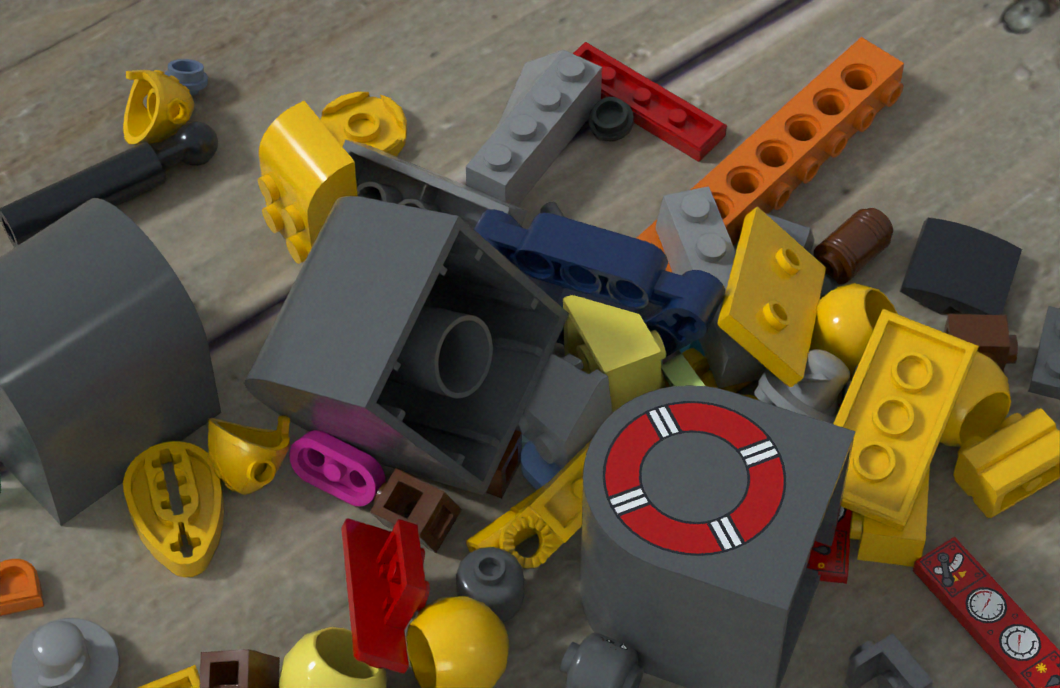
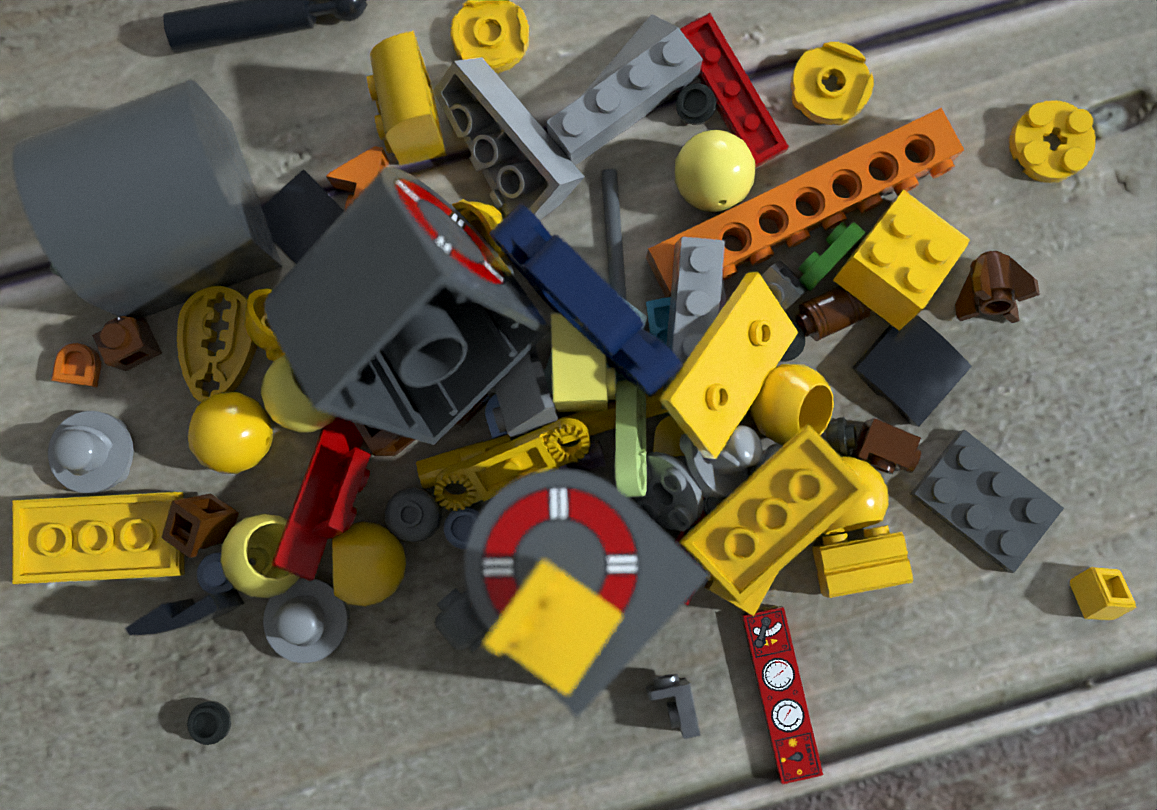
camera: 25 degrees right, 30 degrees up
(64, 524) = (126, 342): none -> reddish brown brick
(232, 356) = (300, 215): none -> black sticker
(238, 575) = (230, 432): none -> yellow helmet
(271, 288) = (358, 172): none -> orange slope
(307, 501) = (288, 402): none -> light yellow helmet
(553, 589) = (459, 526): none -> sand blue plate
(662, 157) = (714, 171): none -> light yellow helmet
(716, 519) = (554, 627): none -> yellow bracket
(740, 81) = (852, 74): none -> yellow plate
(825, 189) = (817, 266): none -> bright green plate
(894, 171) = (902, 260): none -> yellow brick
(993, 23) = (1072, 128): none -> yellow plate
(1002, 169) = (995, 285): none -> reddish brown brick

